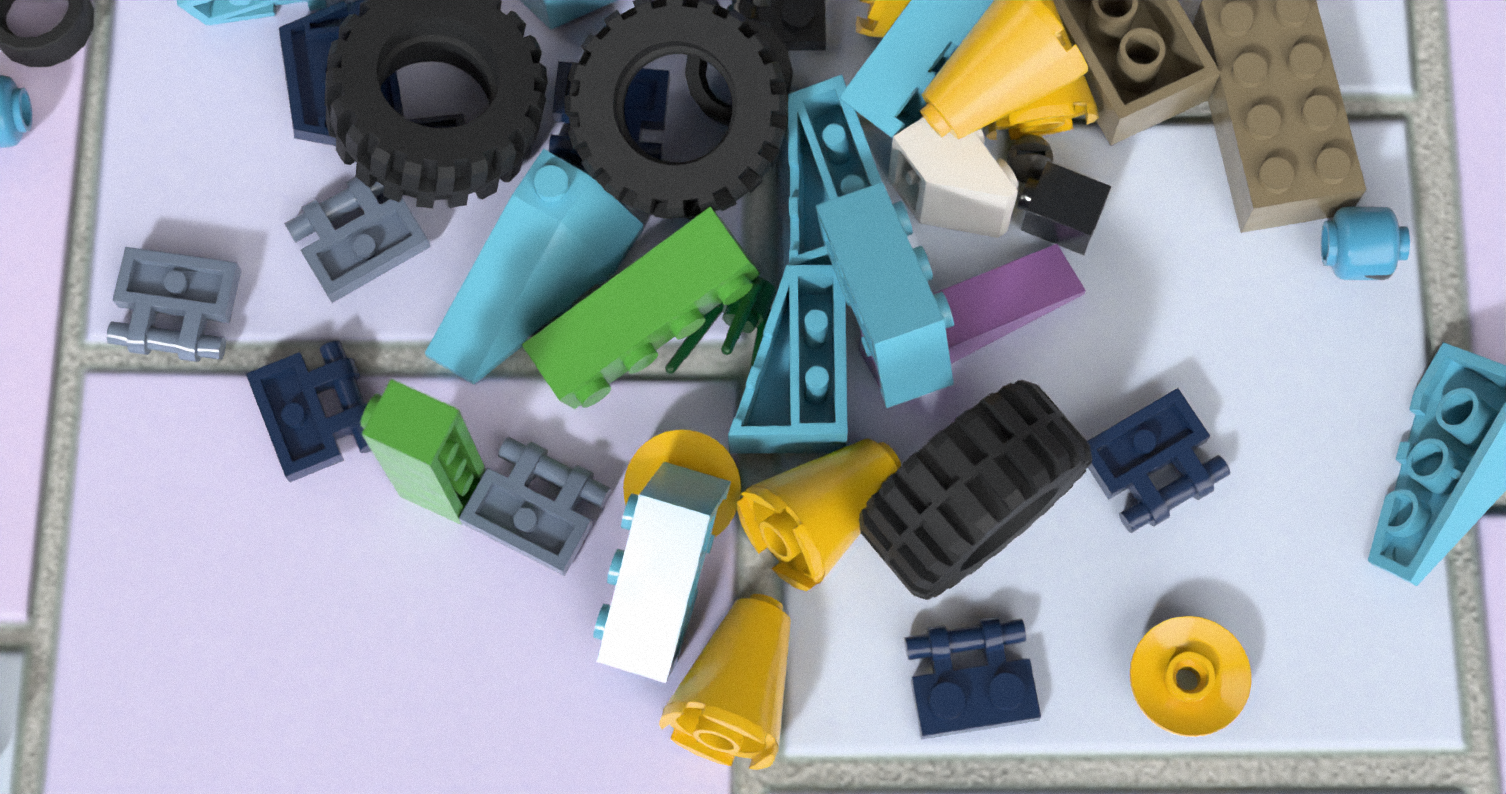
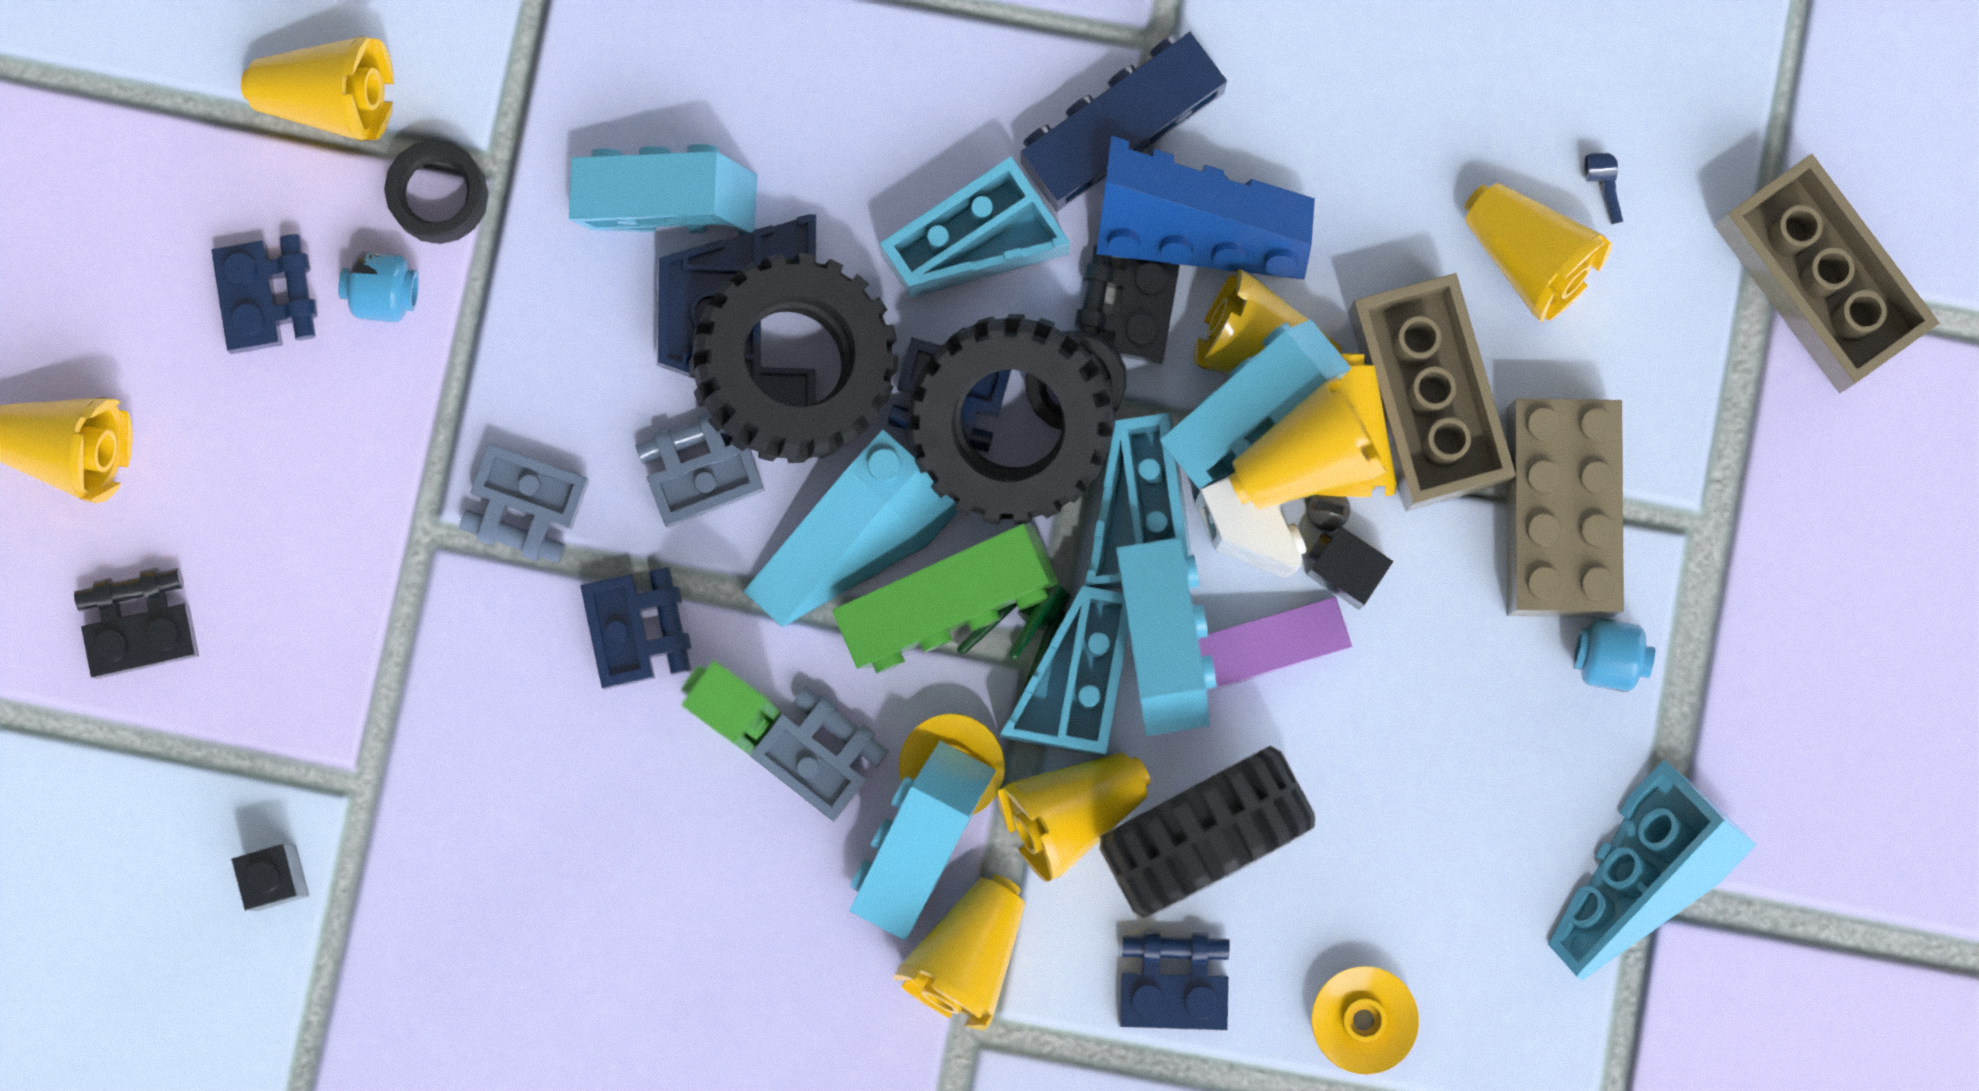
camera: 10 degrees right, 10 degrees up
(1145, 444) = (1373, 802): dark blue plate -> none

